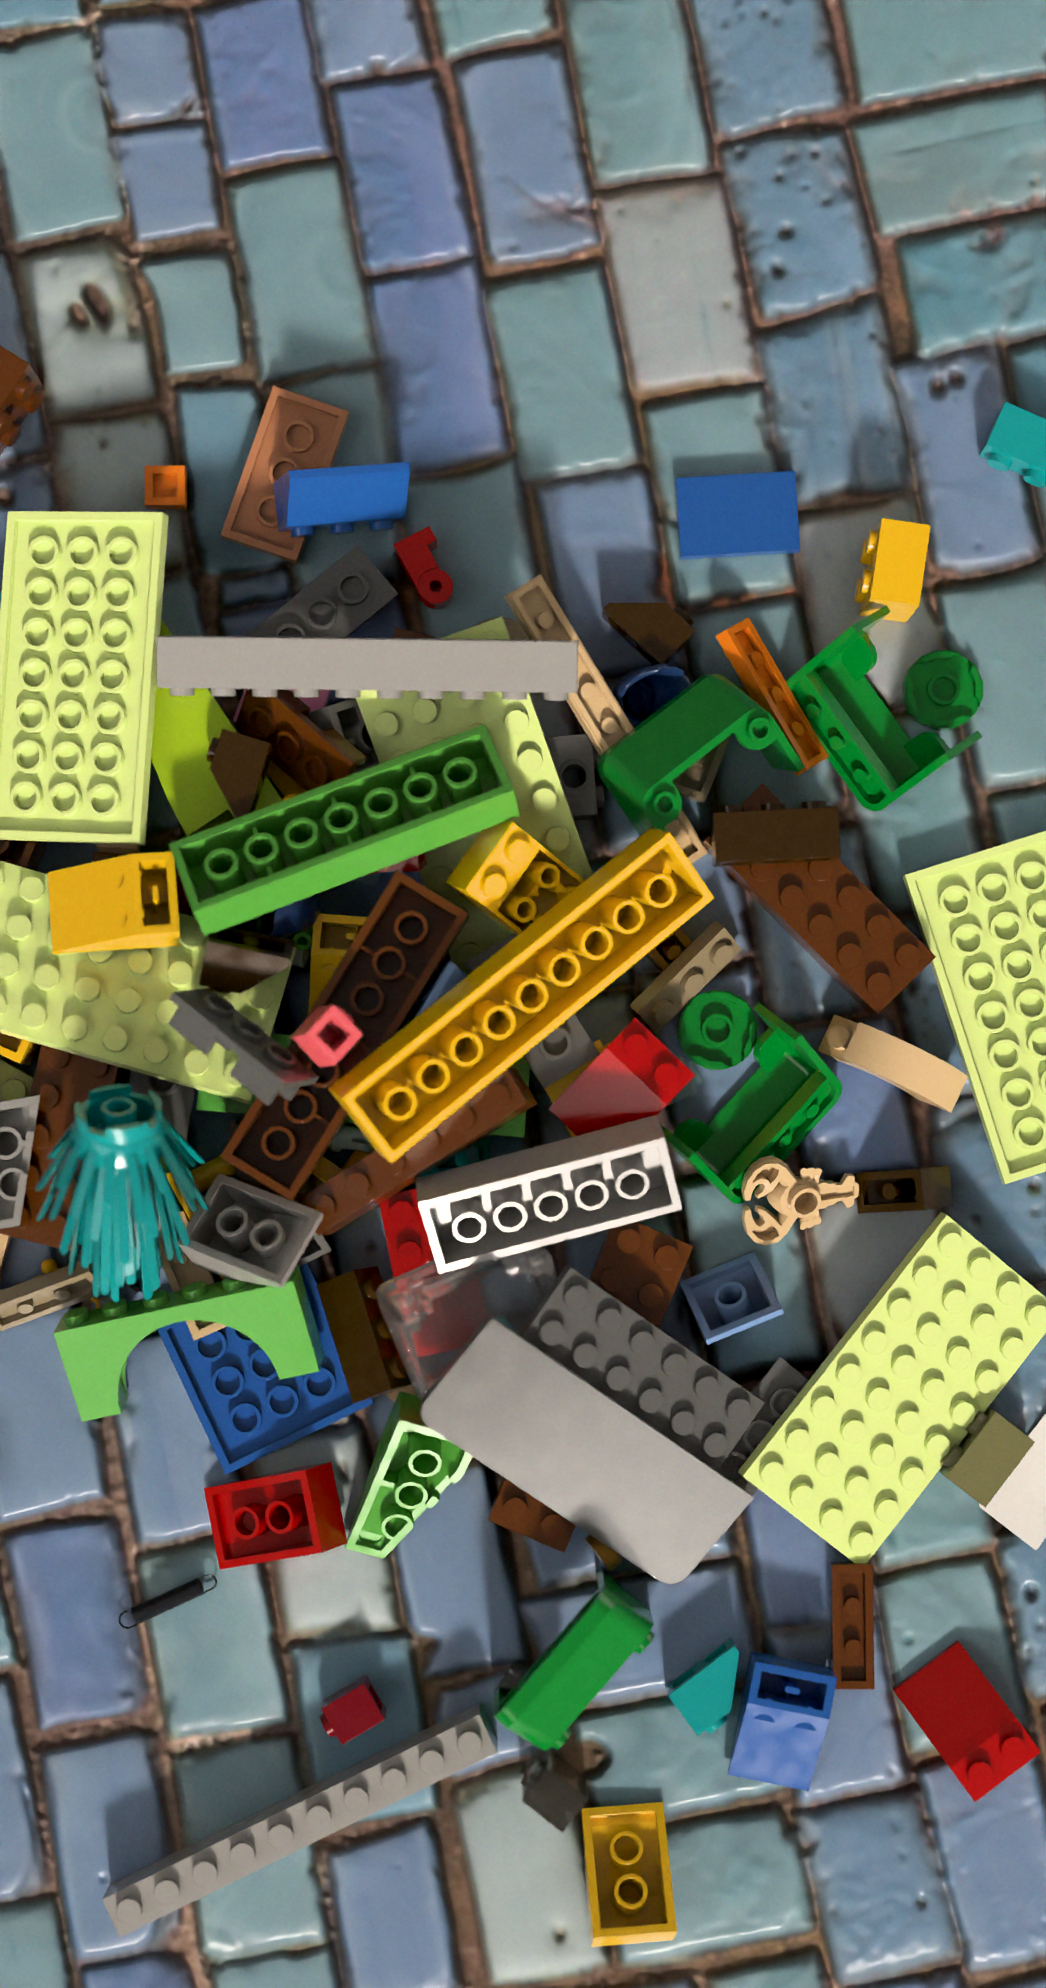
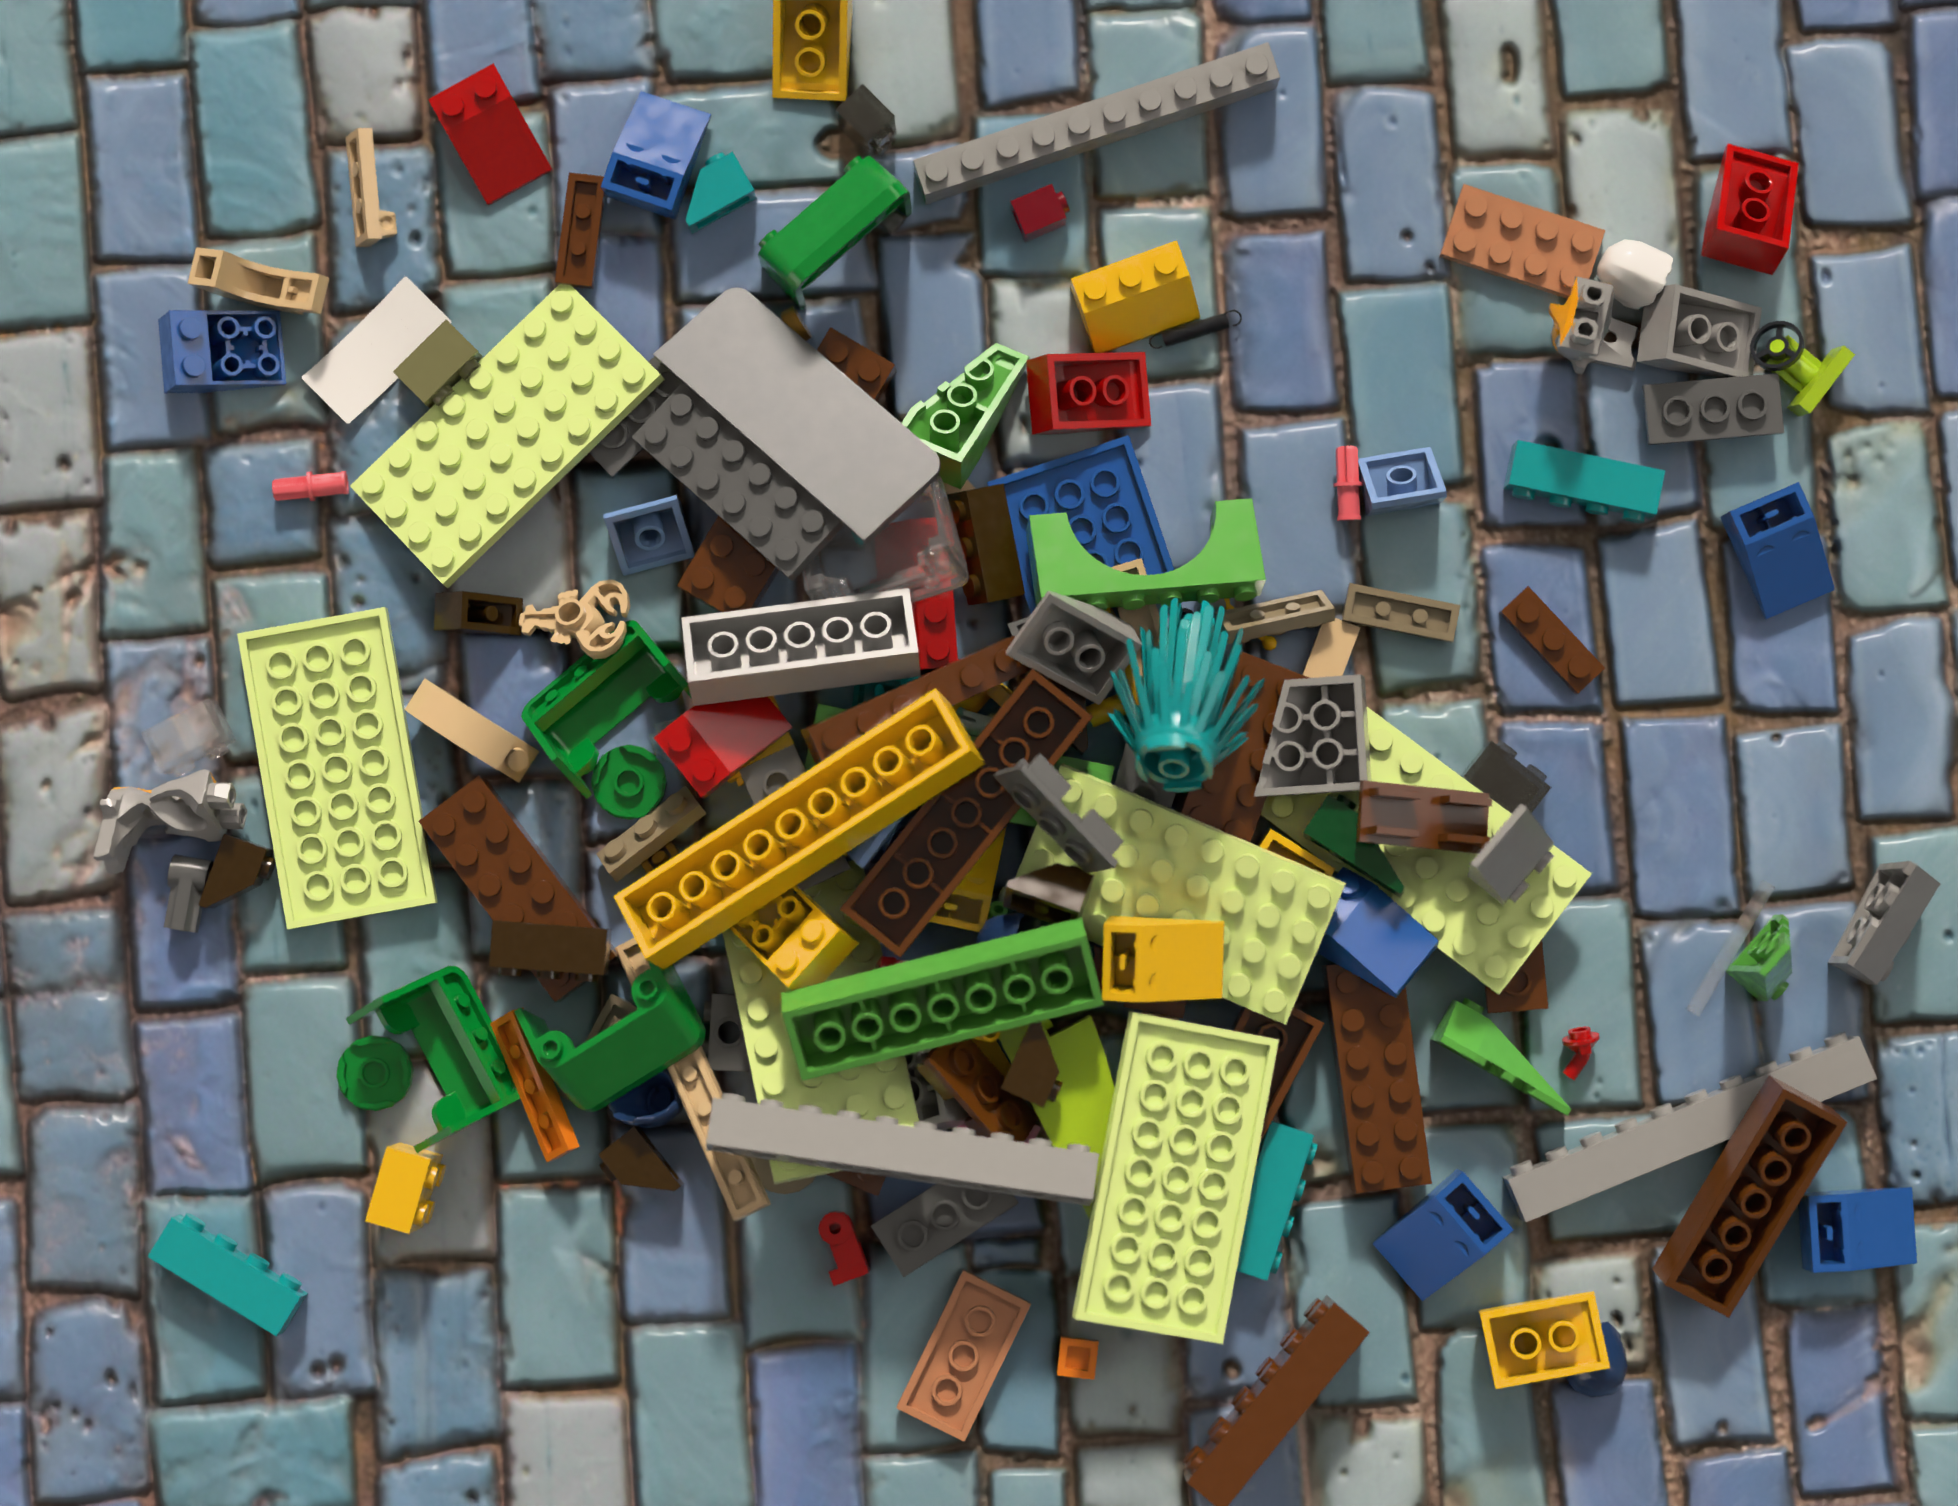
camera: 165 degrees left, 0 degrees up
(236, 1628) = (1135, 298): none -> yellow slope
(327, 1035) = (980, 811): coral brick -> none
(341, 498) = (911, 1319): blue slope -> none
(737, 515) = (543, 1263): blue tile -> none

